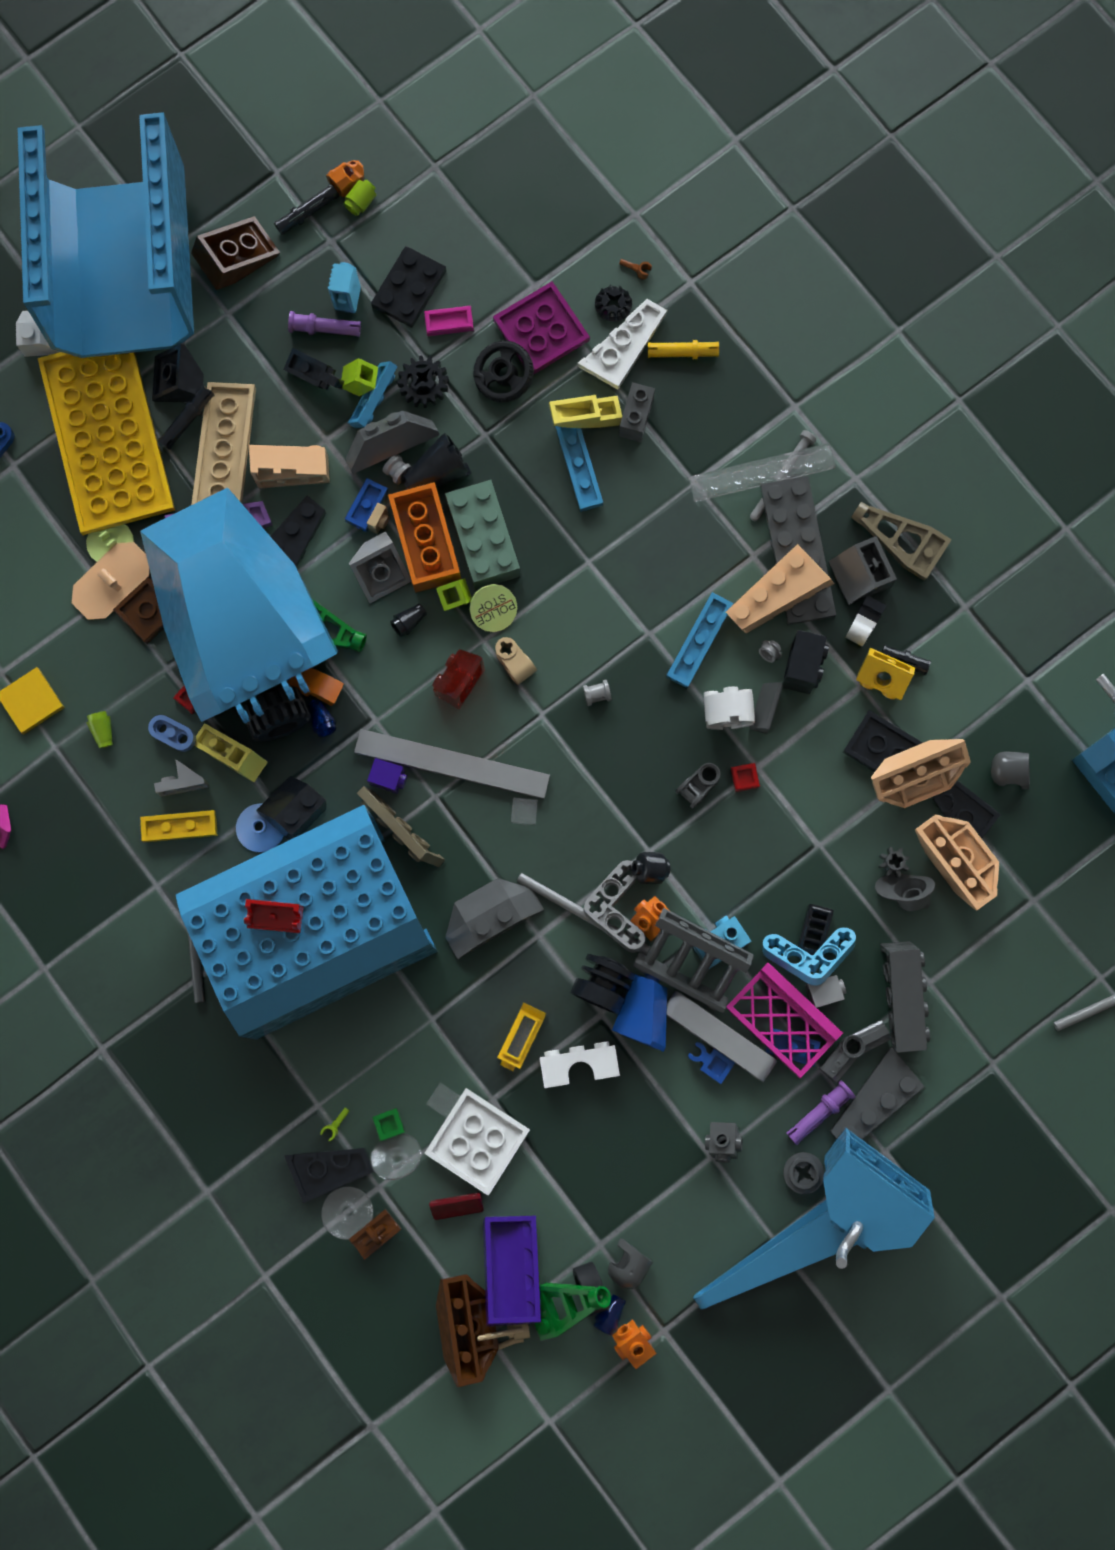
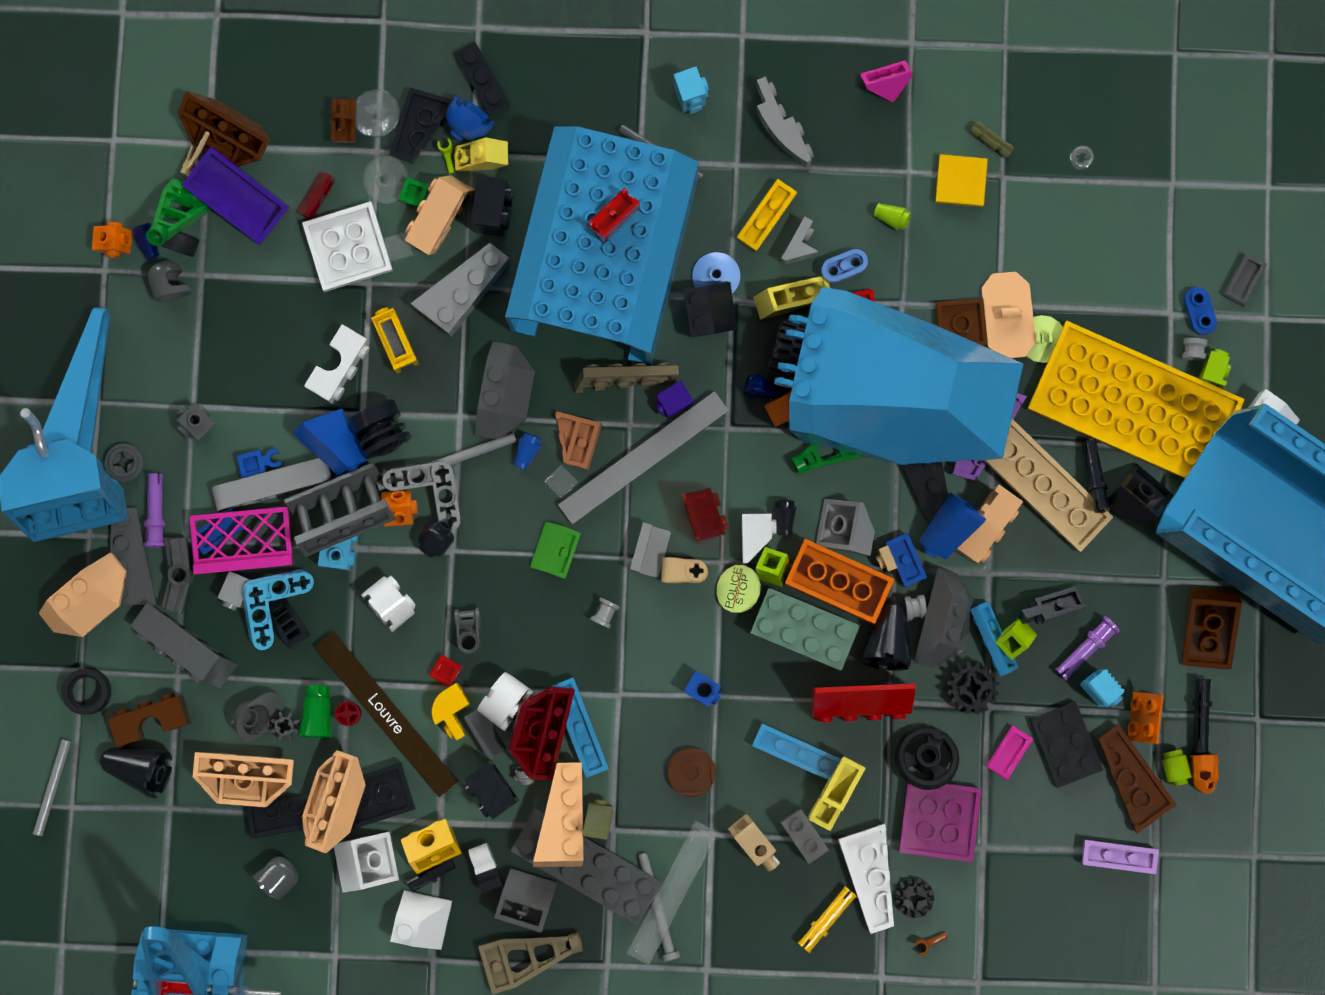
camera: 130 degrees right, 5 degrees up
(27, 423) = (1194, 349): none -> light grey wheel
(30, 397) = (1216, 368): none -> lime brick
(100, 865) = (784, 132): none -> light grey slope
(122, 966) = (691, 90): none -> medium azure brick
(247, 1151) = (482, 78): none -> black plate
(292, 1130) = (467, 120): none -> blue cylinder
(312, 487) = (951, 527): none -> blue slope
(312, 1095) = (481, 155): none -> light yellow slope
(341, 241) = (1145, 717): none -> orange hinge
(347, 1048) = (491, 205): none -> black brick
(389, 1088) = (437, 213): none -> light nougat wedge
(395, 214) = (1136, 782): none -> reddish brown wing
(441, 628) = (756, 533): none -> white slope
(441, 1016) = (459, 292): none -> light grey wedge
(459, 186) = (1119, 856): none -> lavender plate
(480, 825) = (577, 439): none -> nougat wing
(499, 449) = (862, 701): none -> red slope
(518, 858) = (527, 450): none -> blue cone
(520, 700) = (650, 550): none -> light grey panel
(581, 771) = (555, 549): none -> bright green panel
(595, 582) = (695, 681): none -> blue brick
(661, 533) = (691, 772): none -> reddish brown tile
(673, 443) = (750, 837): none -> tan torso
(728, 659) = (540, 731): none -> dark red wedge
(732, 860) = (389, 603): none -> white brick
(757, 562) = (598, 819): none -> olive slope
(768, 751) = (446, 706): none -> yellow brick
(816, 795) = (386, 714): none -> dark brown tile
(845, 819) = (343, 713): none -> dark red wheel
(864, 846) = (316, 713): none -> green plant
(935, 1104) = (86, 598): none -> light nougat wedge
(940, 712) = (366, 862): none -> white slope
(946, 637) = (421, 920): none -> white slope
(963, 963) = (128, 726): none -> reddish brown arch
(1019, 1029) = (67, 691): none -> black tyre
(1028, 949) = (139, 768): none -> black cone

